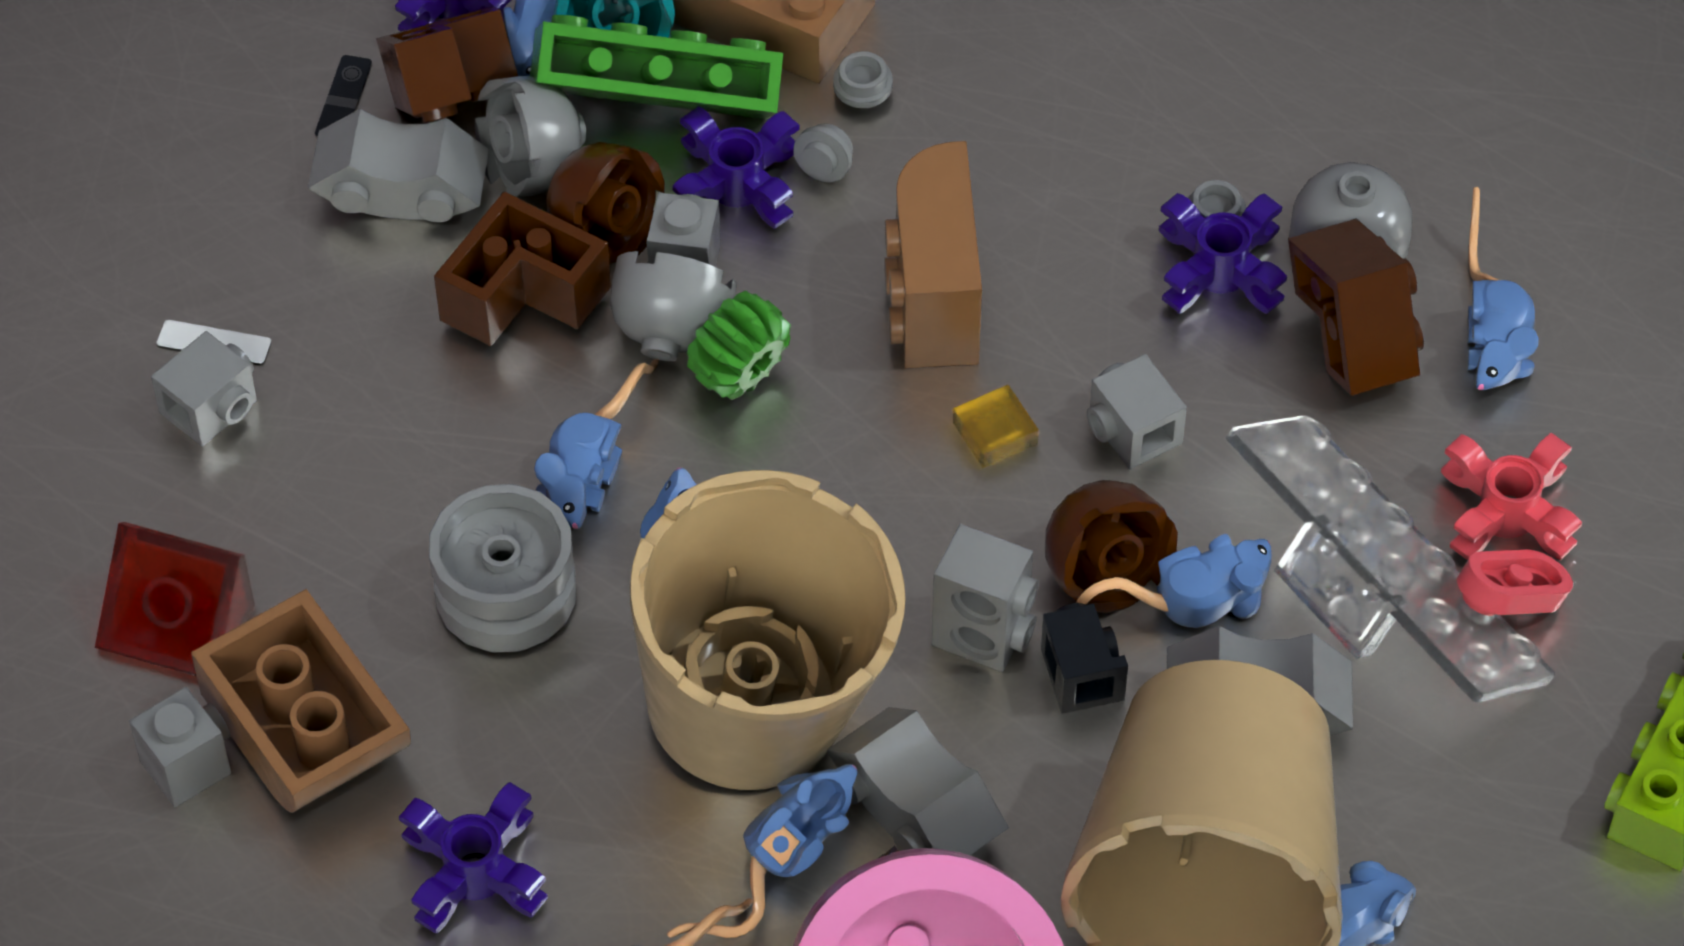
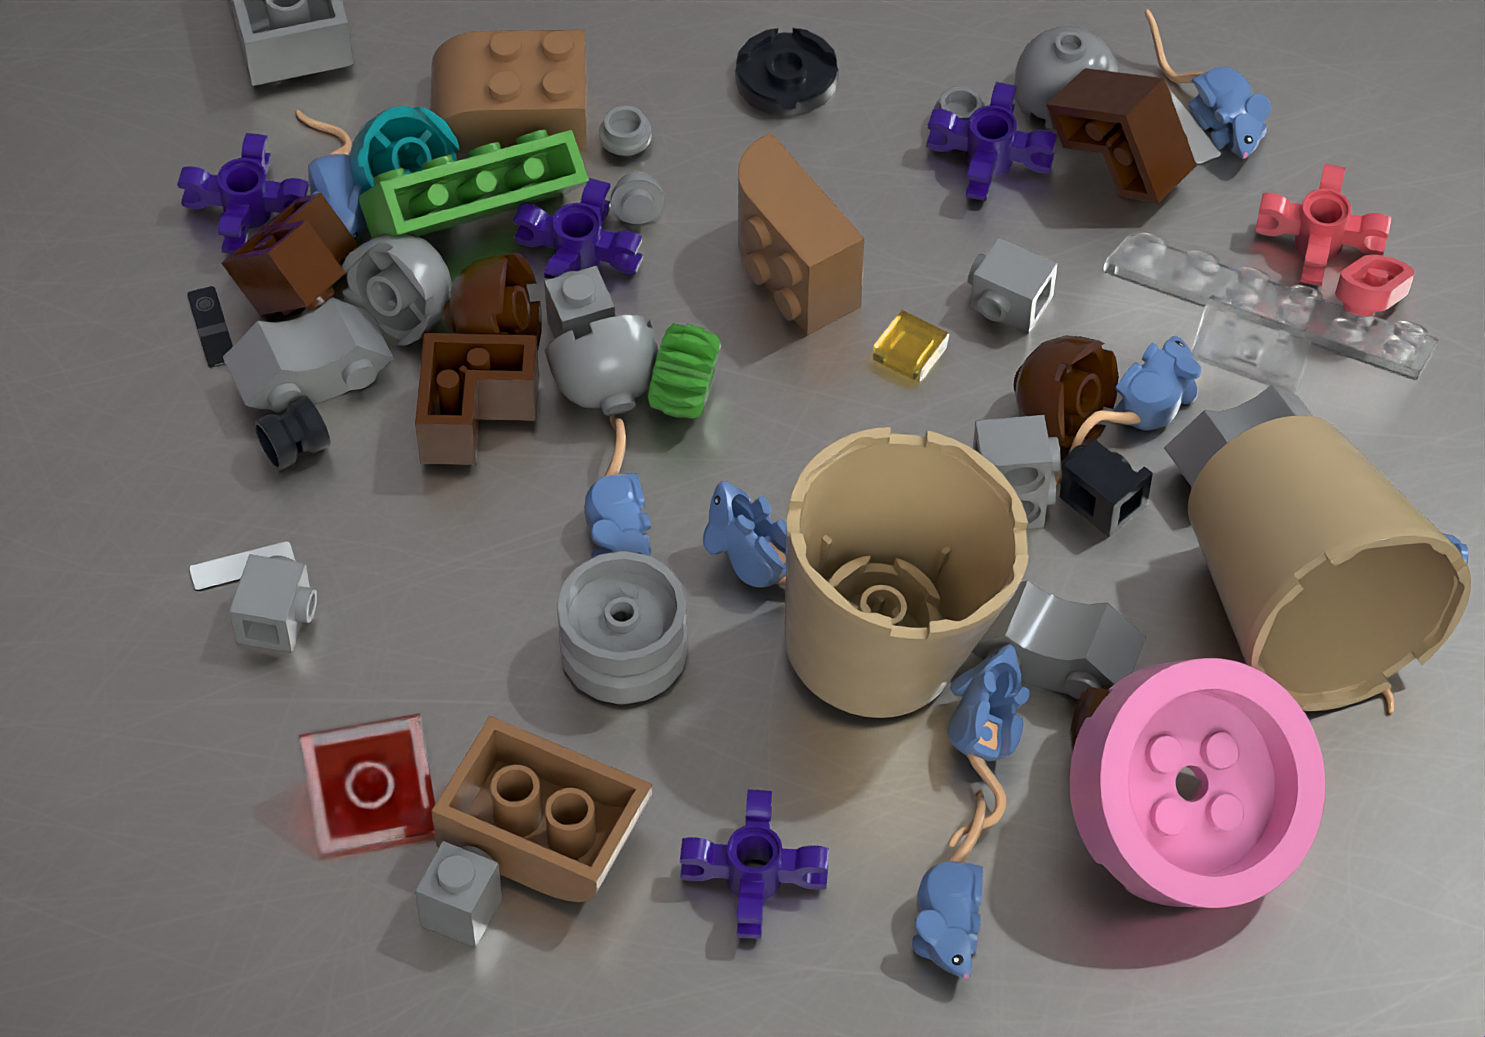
camera: 30 degrees left, 0 degrees up
(335, 234) = (292, 433): none -> black wheel
(1071, 91) = (786, 72): none -> black tile
(1448, 332) = (1199, 142): none -> white sticker

